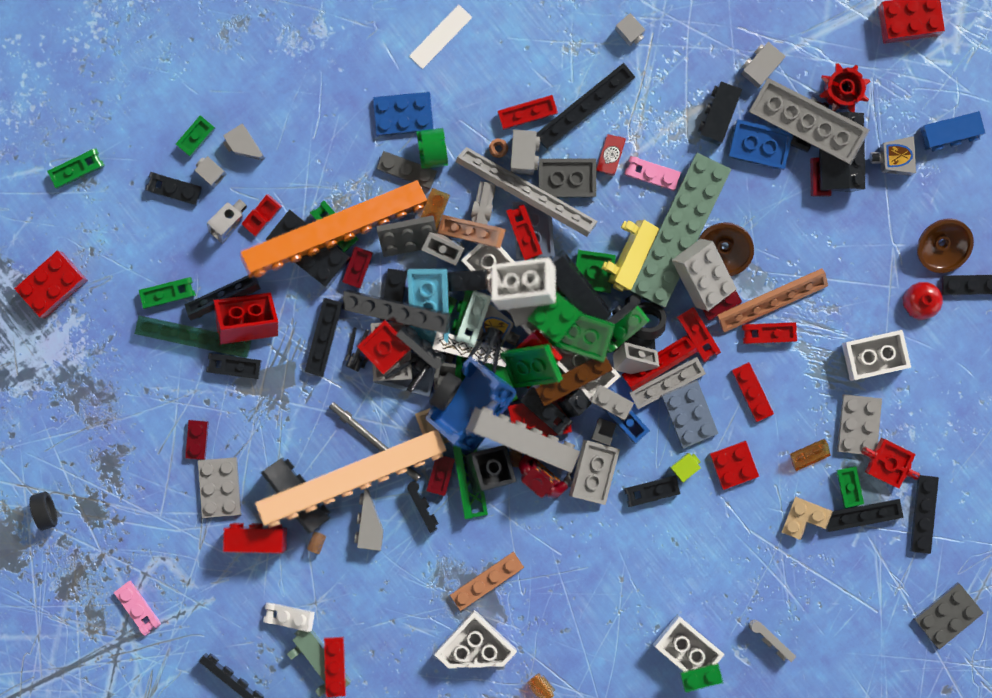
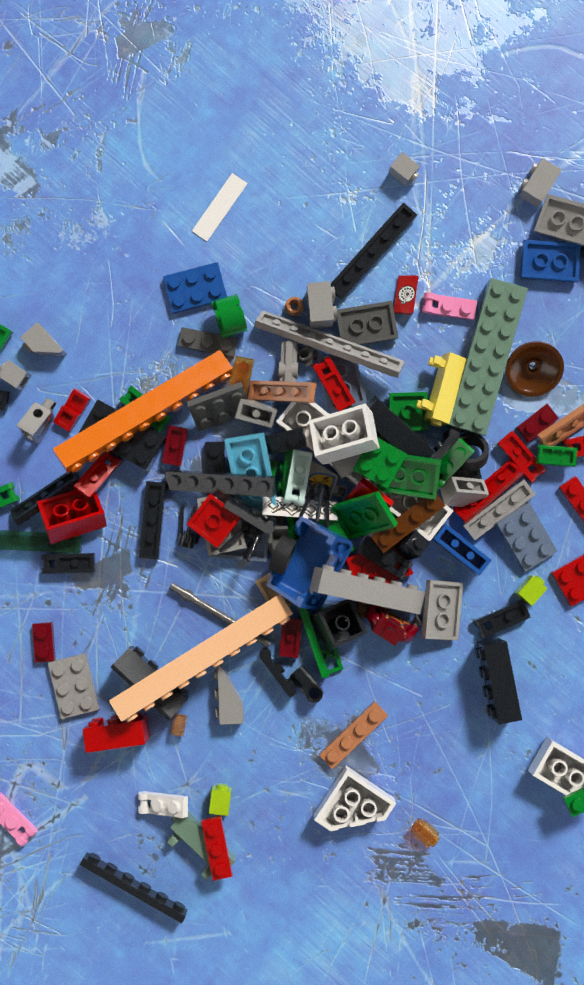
camera: 10 degrees left, 0 degrees up
(277, 283) = (97, 474): none -> red plate
(345, 622) = (220, 800): none -> lime brick
(448, 521) = (306, 682): none -> black piece
(503, 199) = (308, 355): none -> dark grey plate
(527, 112) = (317, 266): red plate -> none
(603, 431) = (444, 568): dark grey panel -> none
(612, 402) = (449, 538): light grey plate -> none
(637, 550) = (498, 680): none -> black brick
(704, 274) = (519, 396): light grey brick -> none
(719, 113) = (505, 236): black brick -> none
(732, 339) = (556, 455): none -> green plate

